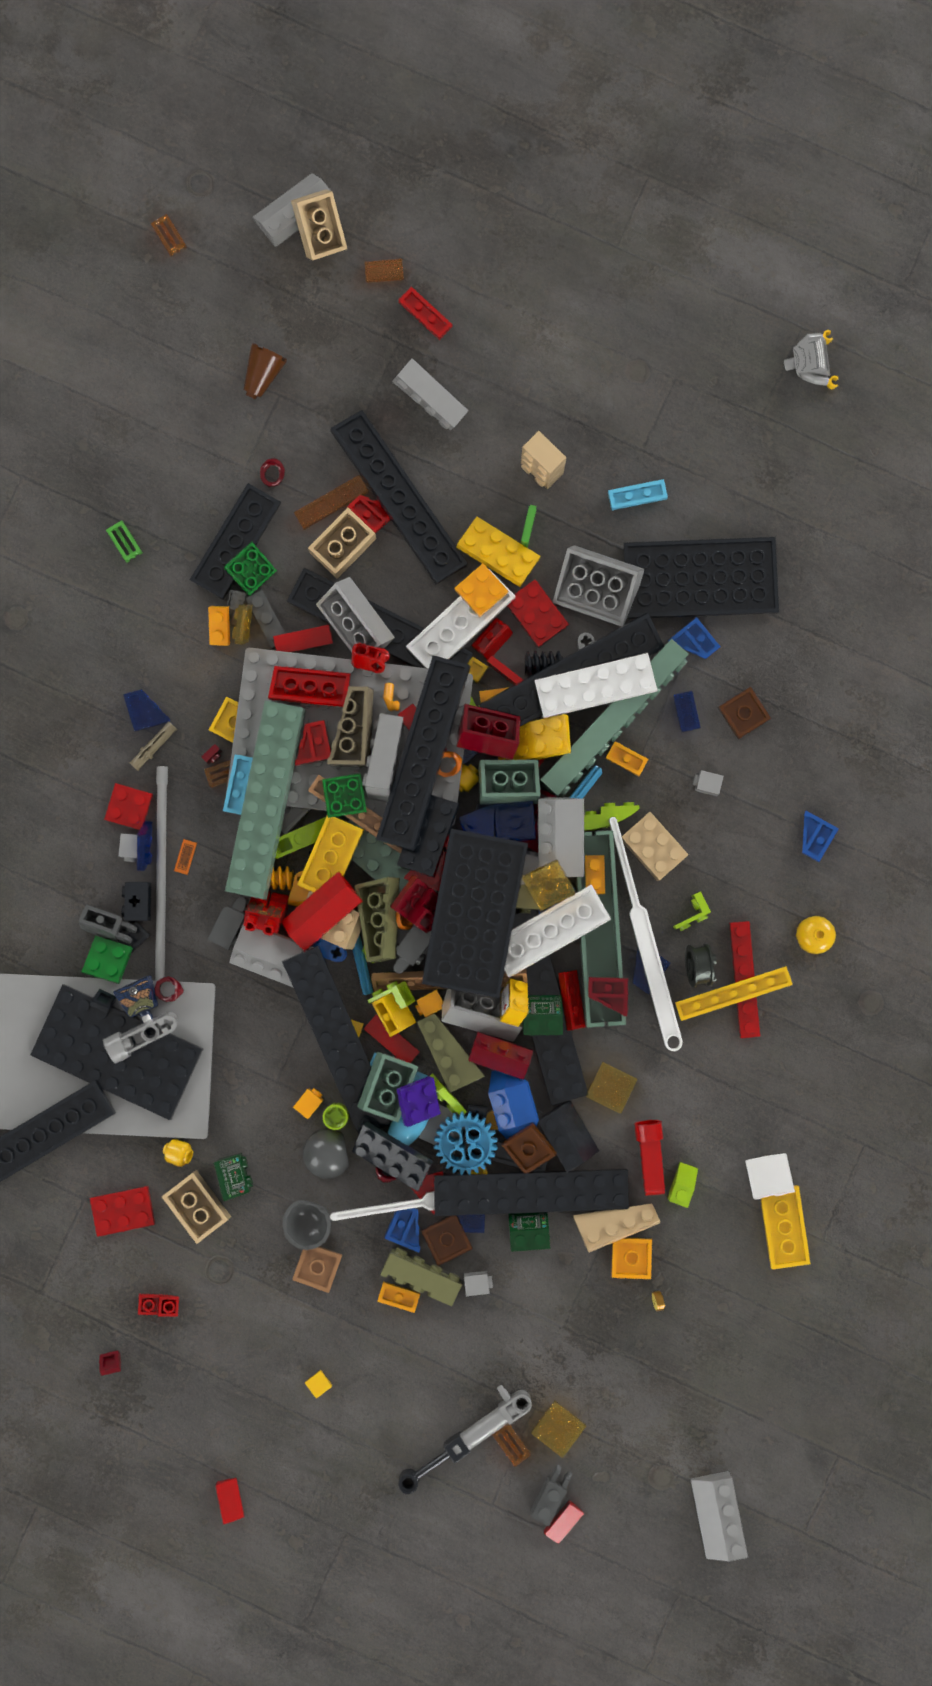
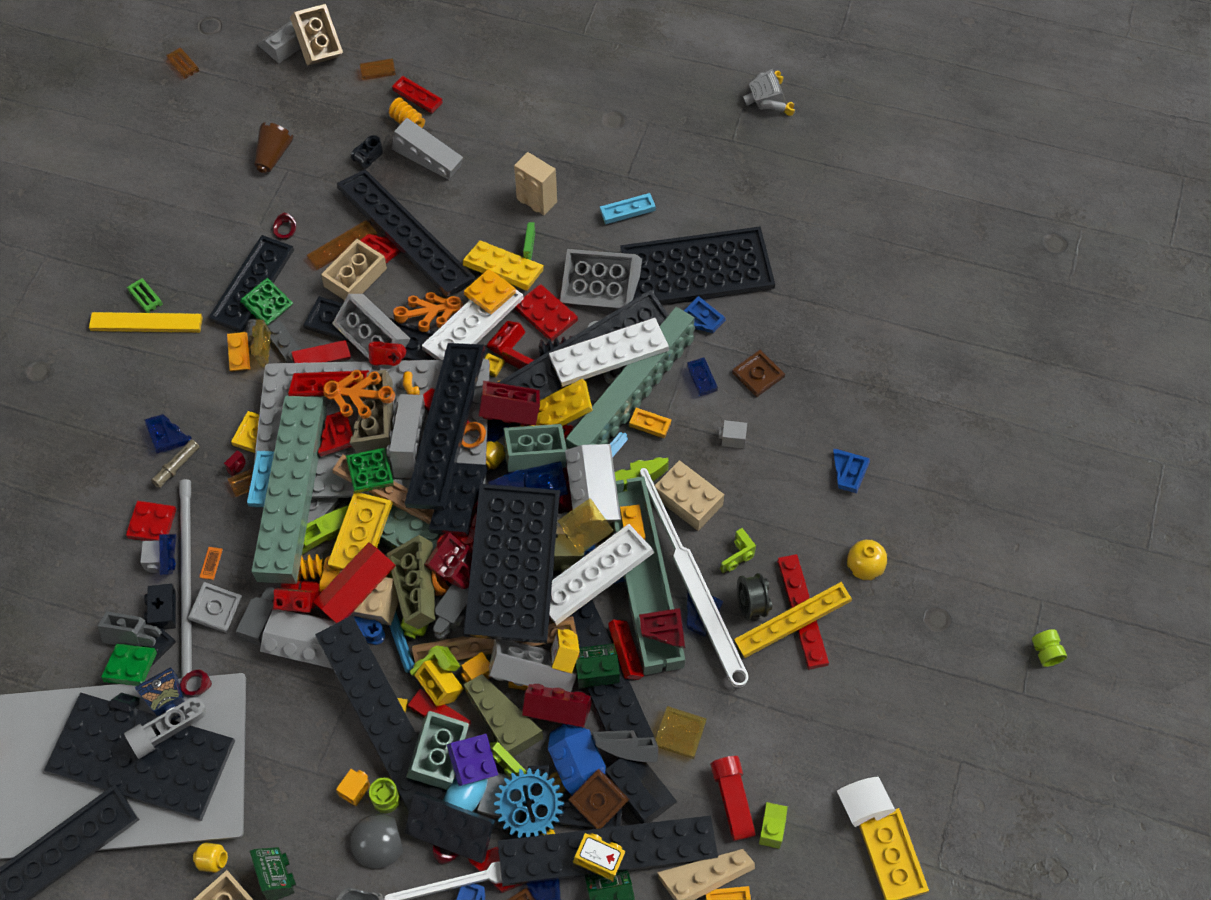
camera: 10 degrees left, 25 degrees down
(125, 574) = (145, 322): none -> yellow tile
(188, 907) = (215, 607): none -> light grey tile
(336, 710) = (357, 391): none -> orange plant
(364, 387) = (367, 151): none -> black piece
(409, 343) = (400, 110): none -> light orange piece
(418, 598) = (449, 306): none -> orange plant
(523, 1204) = (599, 856): none -> brick
(560, 1100) = (627, 745): none -> dark grey slope

